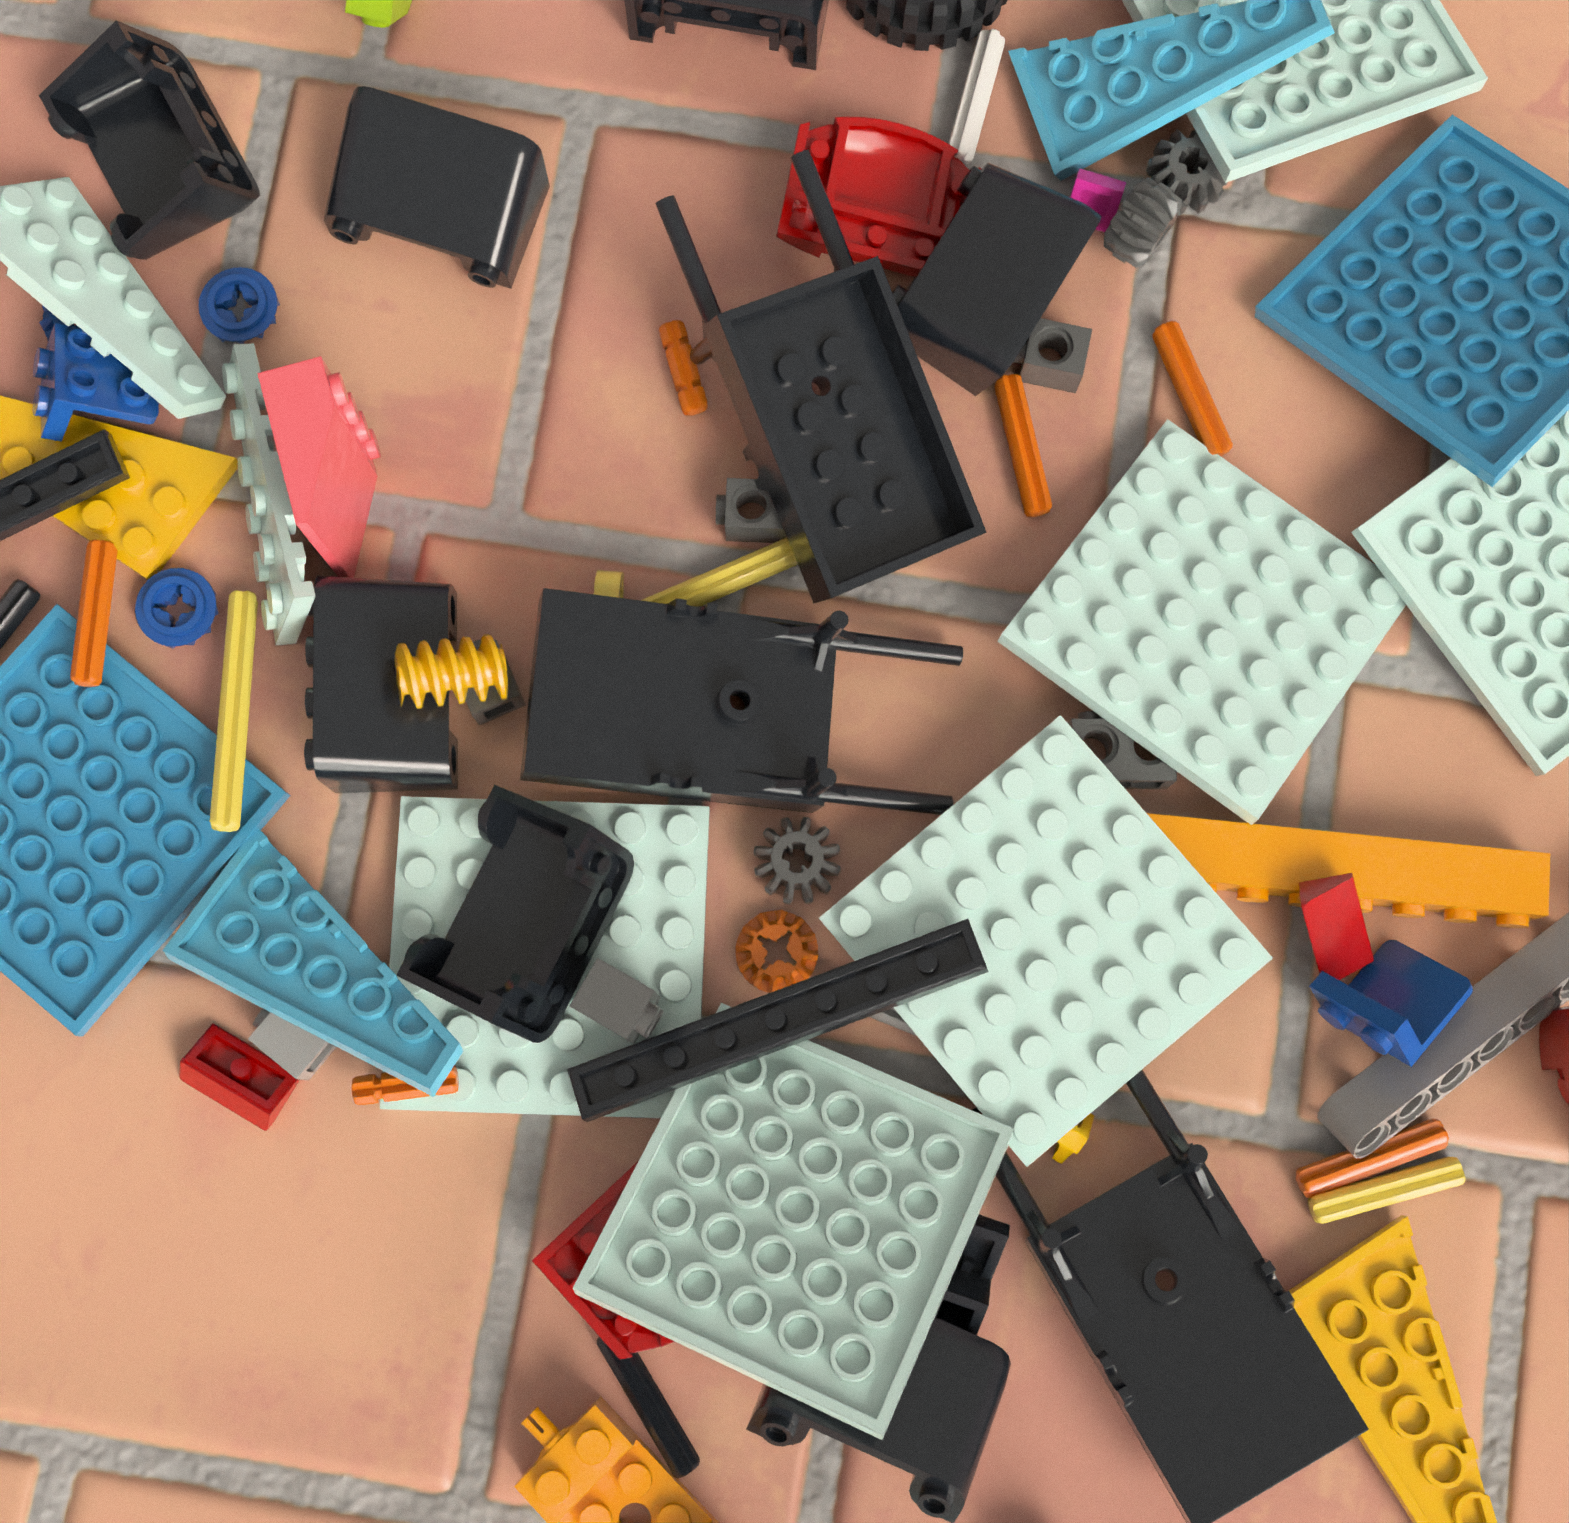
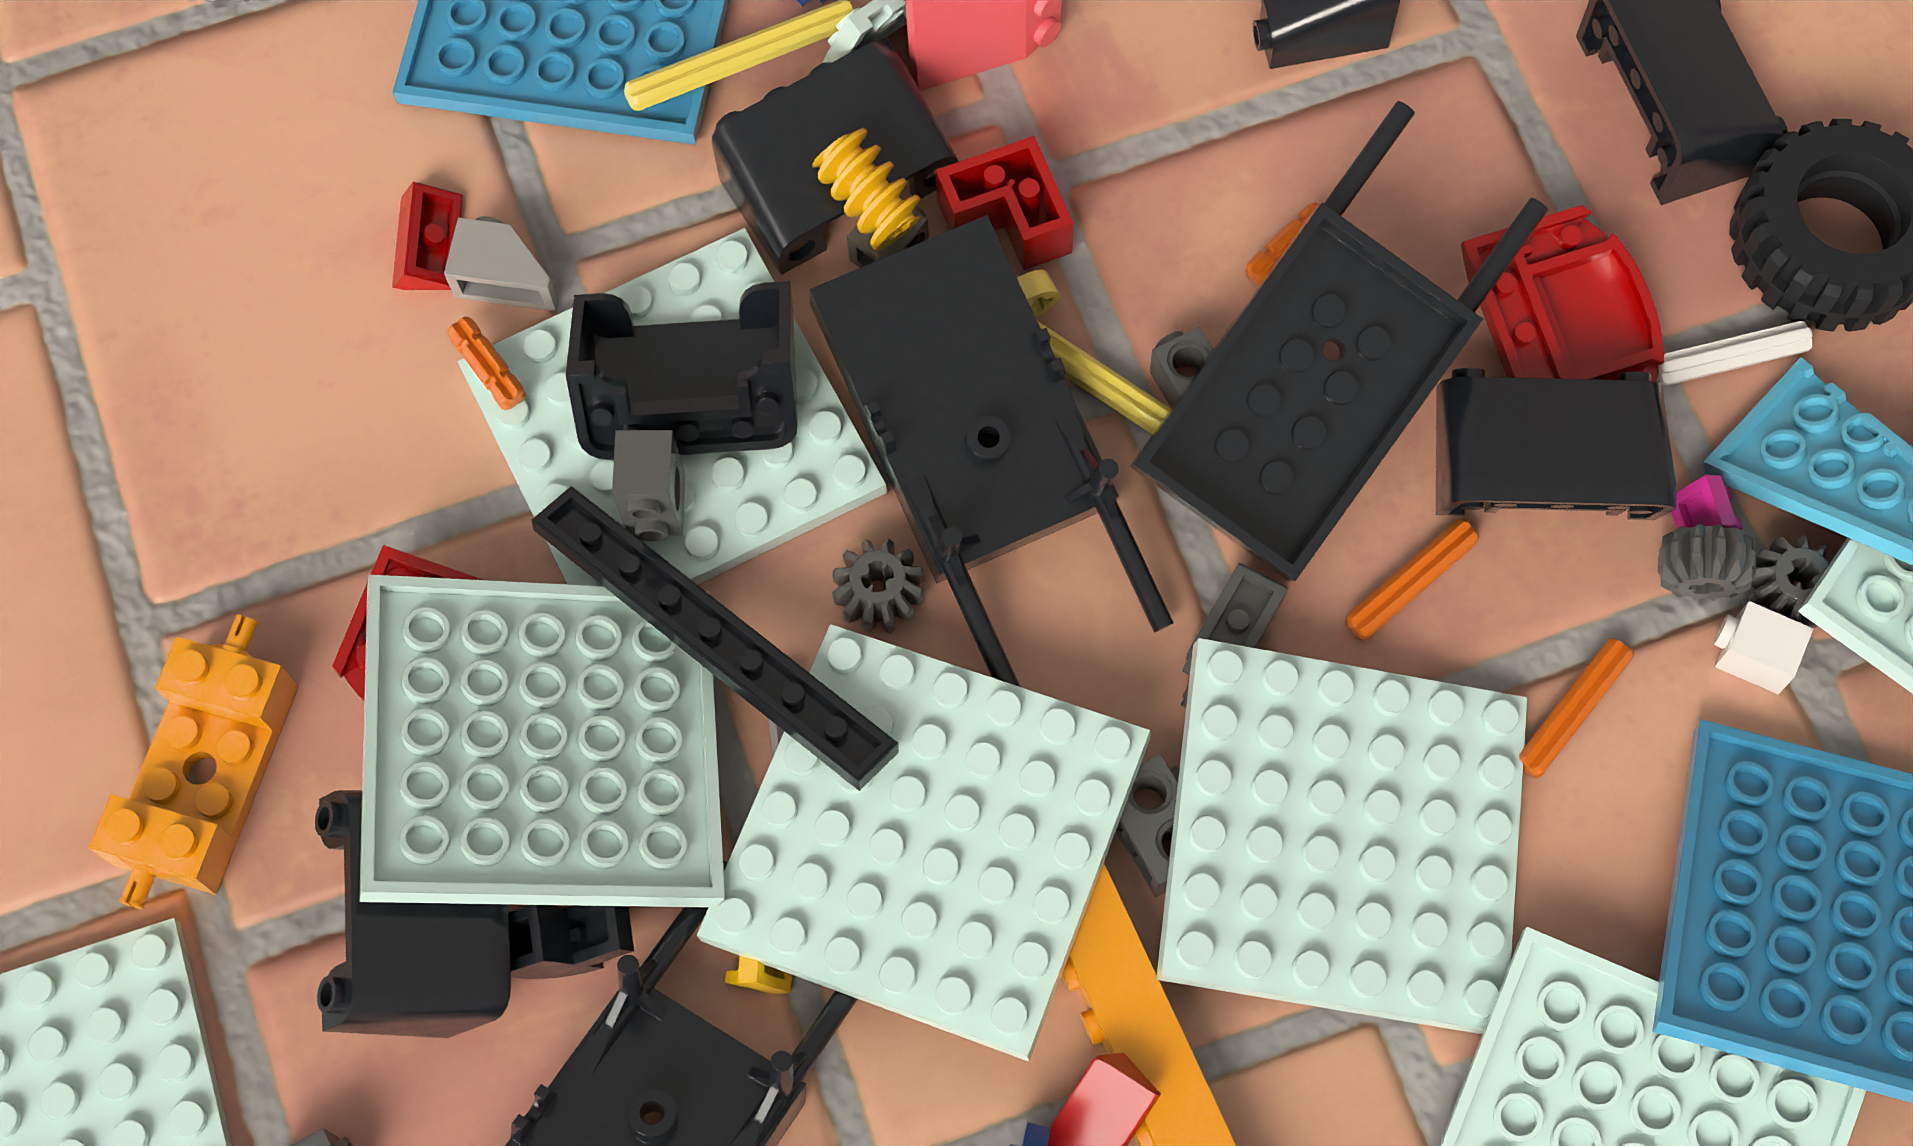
camera: 65 degrees right, 10 degrees down
(295, 956) = (548, 214): medium azure wing -> none
(509, 554) = (1015, 193): none -> red brick
(653, 1411) = (304, 736): black axle -> none
(752, 954) = (802, 635): orange gear -> none
(985, 599) = (1241, 612): none -> dark grey hinge
(1072, 345) = (1514, 577): dark grey brick -> none
(1224, 226) = (1762, 646): none -> white brick

